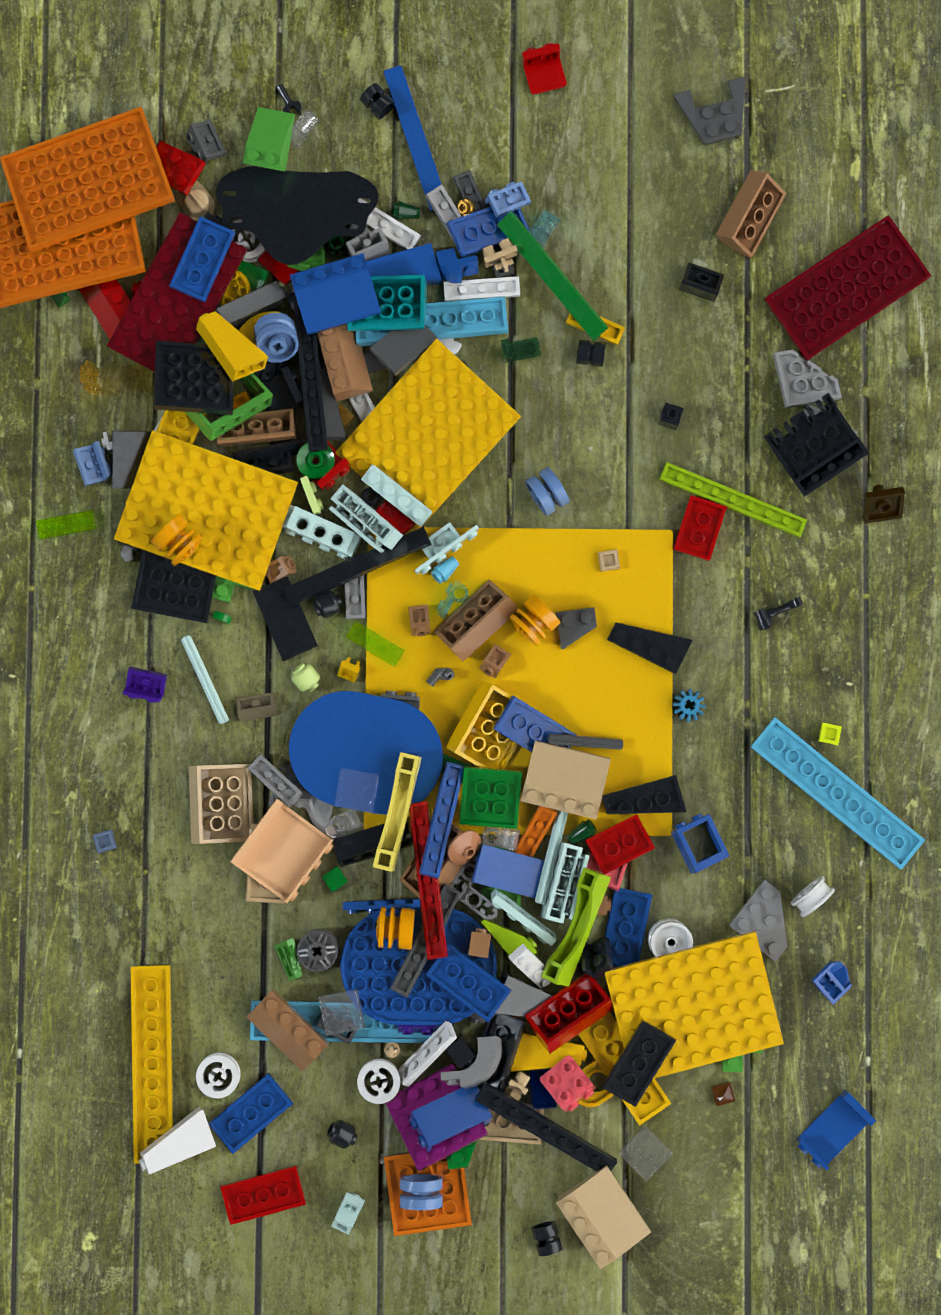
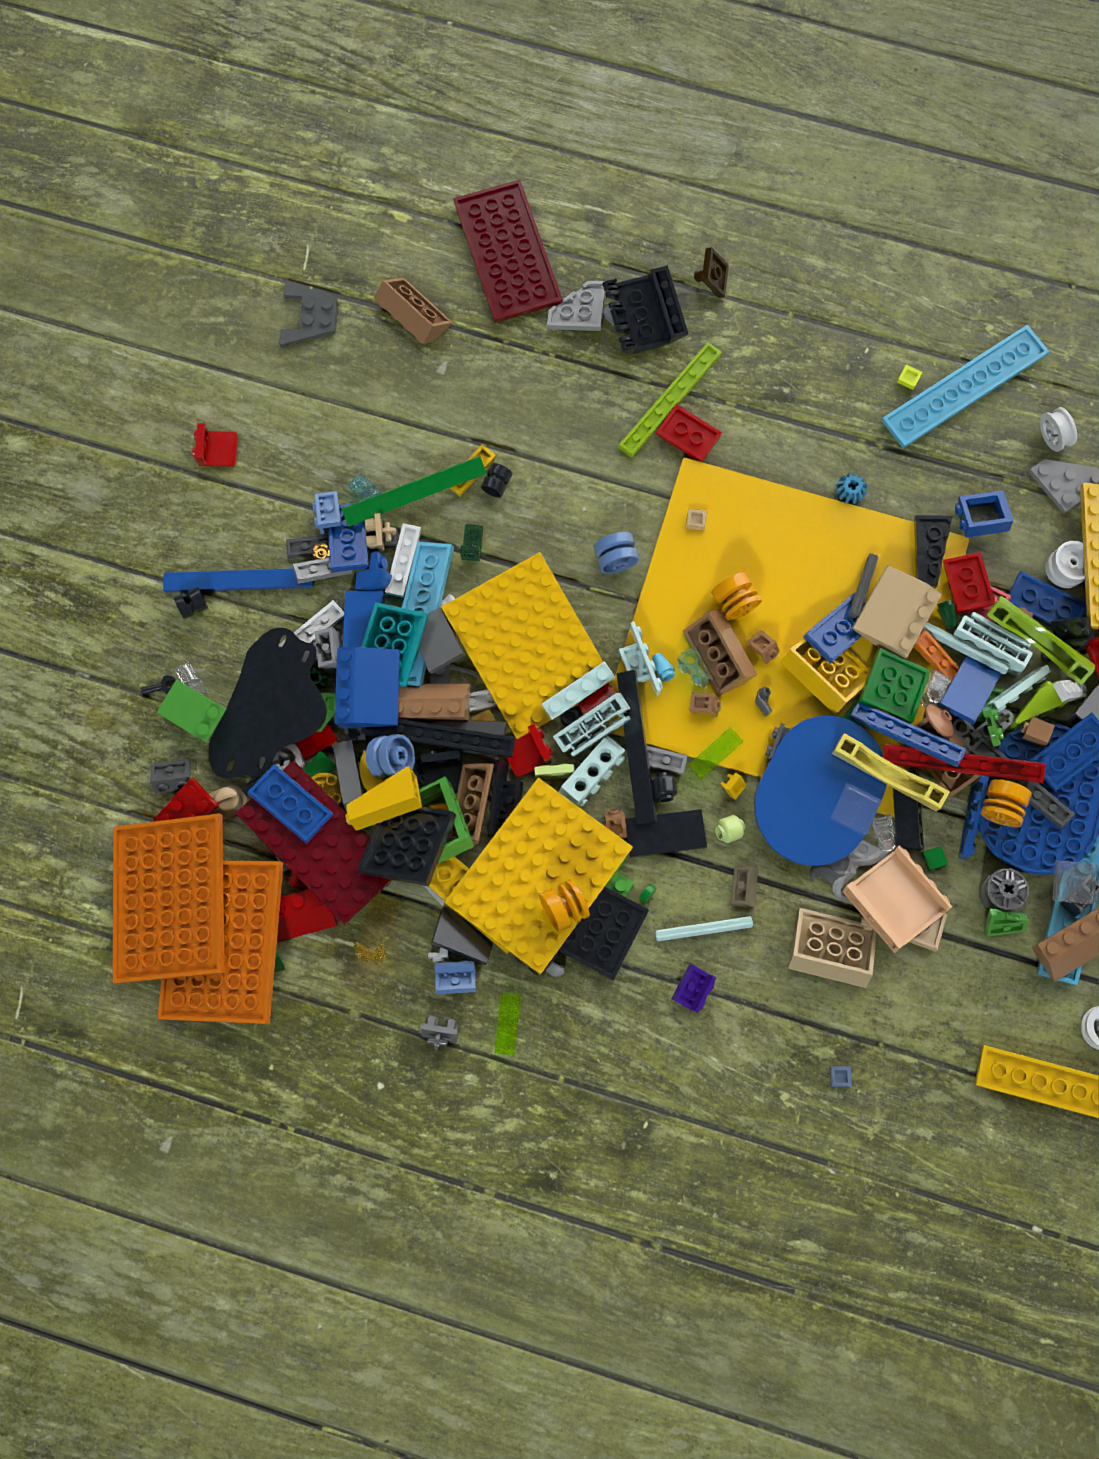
camera: 70 degrees left, 10 degrees down
(40, 456) = (439, 1035): none -> dark grey hips
(275, 781) = (824, 887): light grey plate -> none
(314, 471) = (531, 758): green dish -> none
(405, 211) = (304, 609): dark green cone -> none
(479, 896) = (991, 717): none -> bright green wing
(575, 625) = (749, 561): dark grey wing -> none
(656, 647) = (788, 503): black wing -> none
(670, 416) = (577, 428): black brick -> none
(701, 282) = (462, 368): black slope -> none
(764, 617) = (787, 402): black brick -> none

